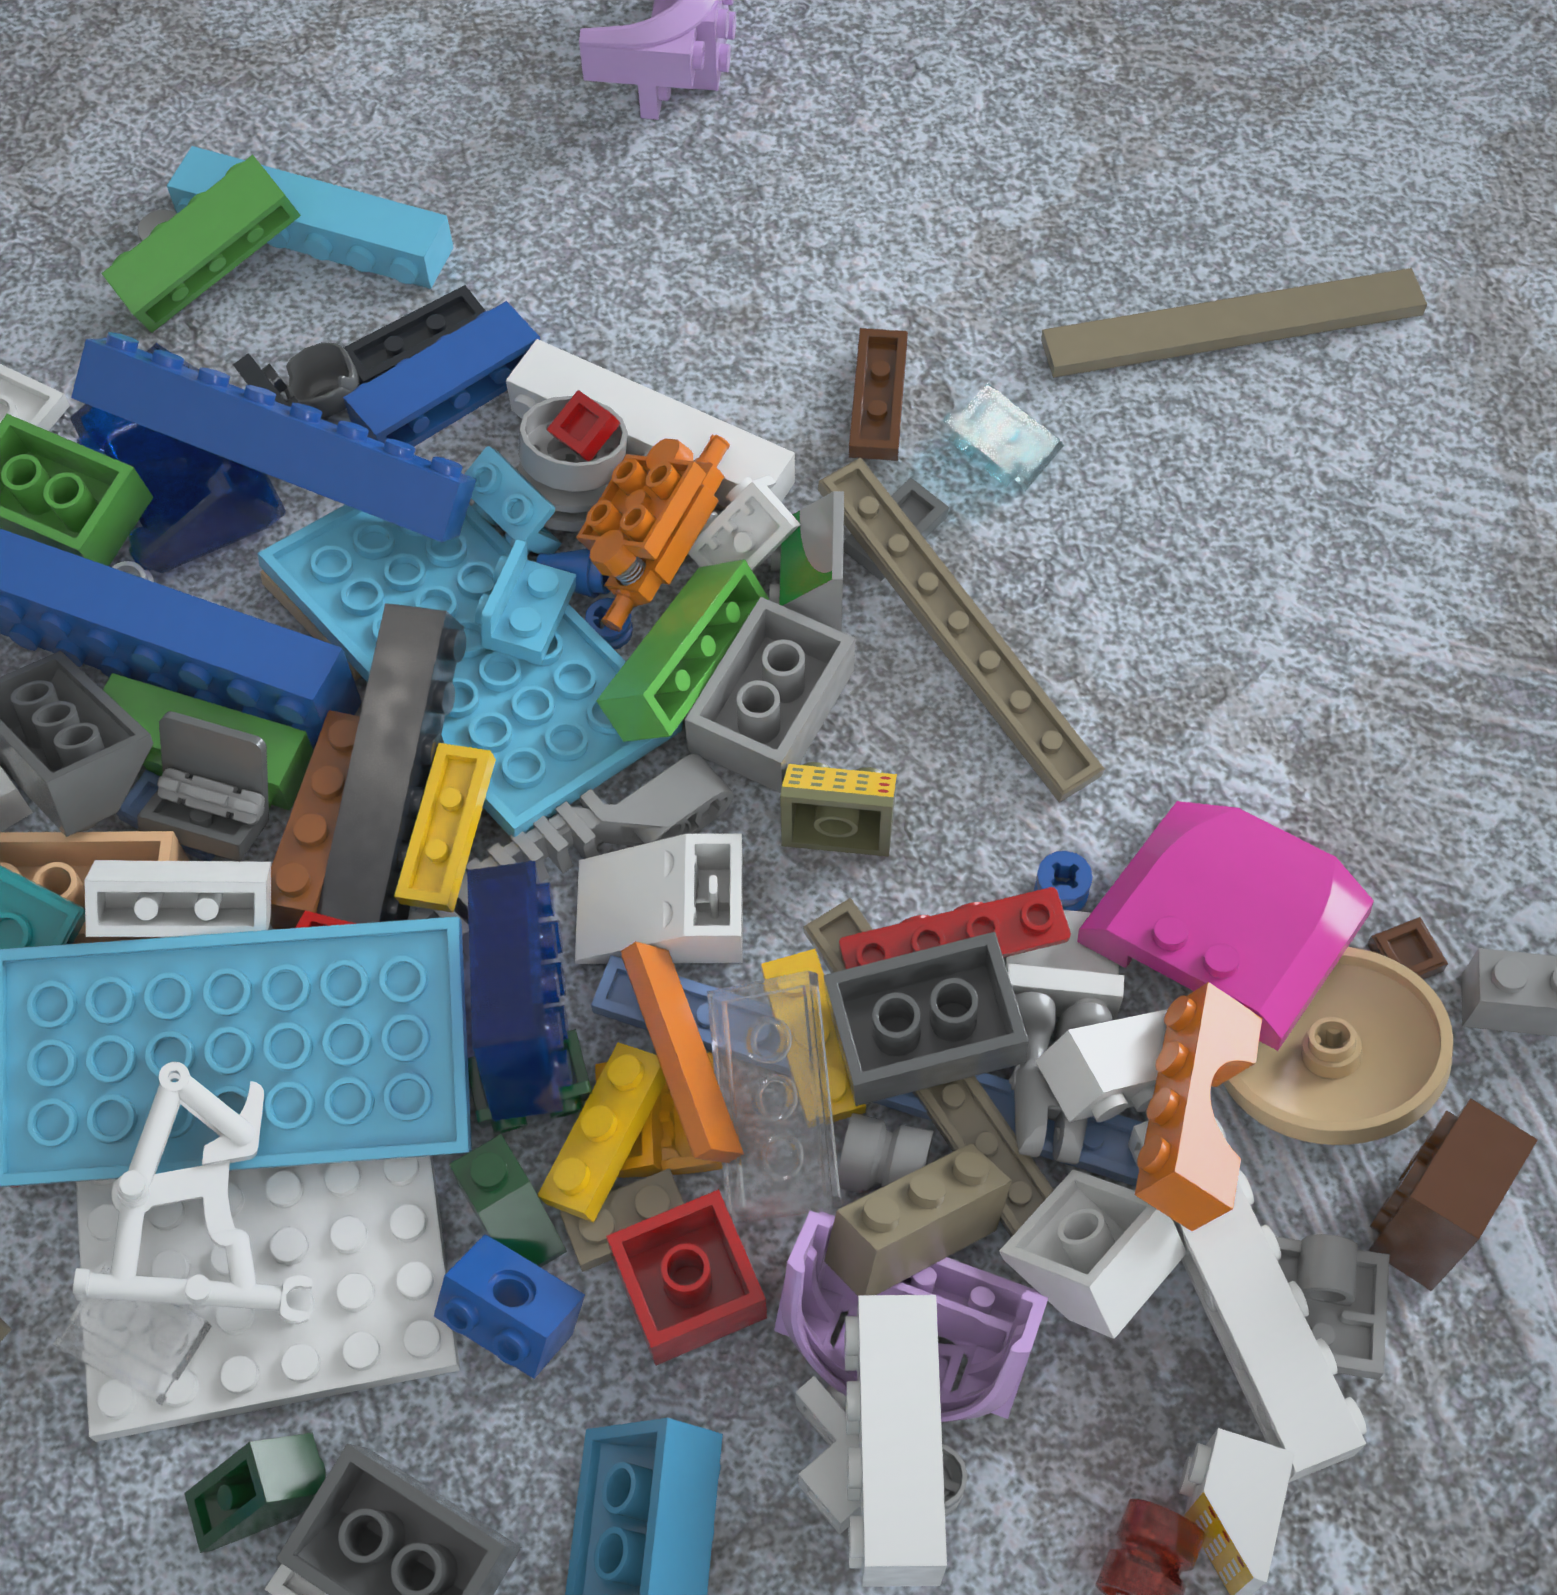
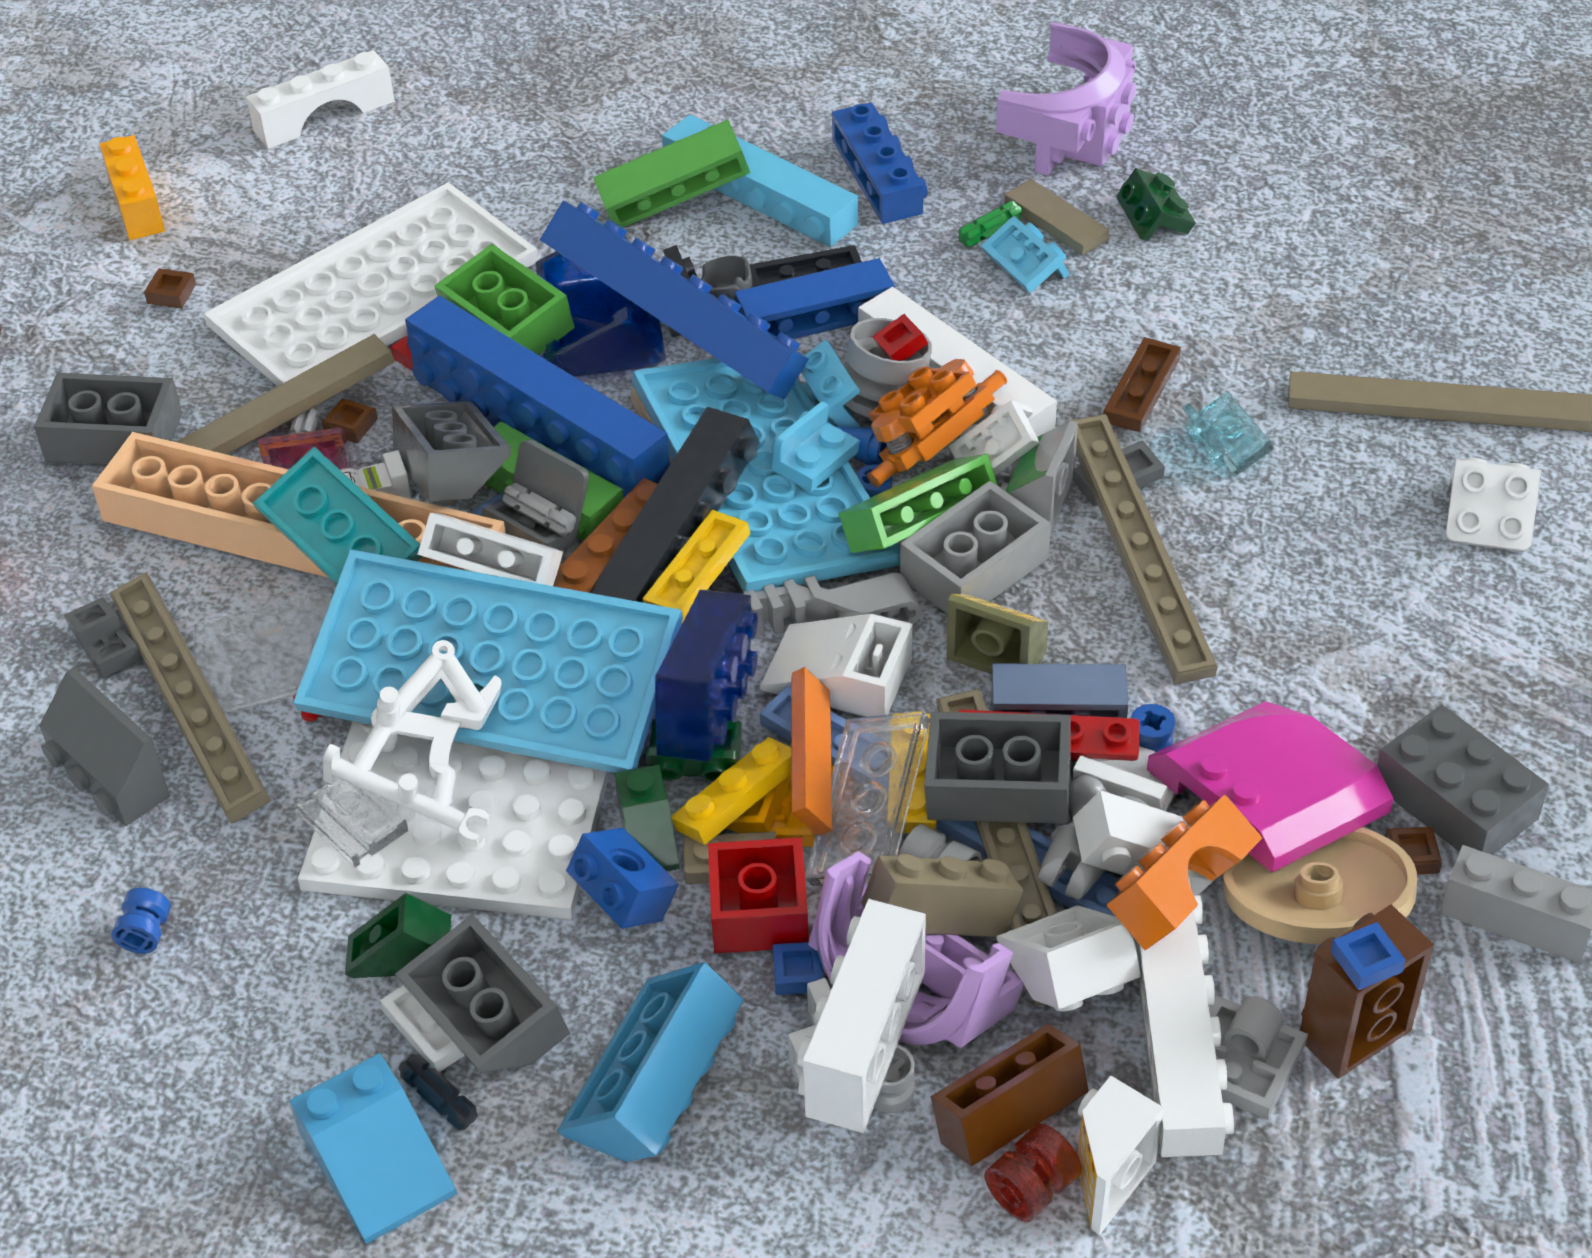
camera: 20 degrees right, 15 degrees down
(450, 155) = (878, 163): none -> blue brick
(616, 209) = (988, 224): none -> green axle
(674, 245) = (1024, 254): none -> medium azure bracket
(691, 178) = (1058, 217): none -> dark tan tile
(766, 1359) = (795, 967): none -> blue plate
(802, 133) = (1152, 202): none -> dark green bracket
(941, 869) = (1060, 689): none -> sand blue brick
(1087, 1463) = (1009, 1094): none -> reddish brown brick
(1334, 454) = (1492, 504): none -> white bracket
(1437, 853) = (1461, 783): none -> dark grey brick
(1480, 1192) = (1367, 955): none -> blue plate

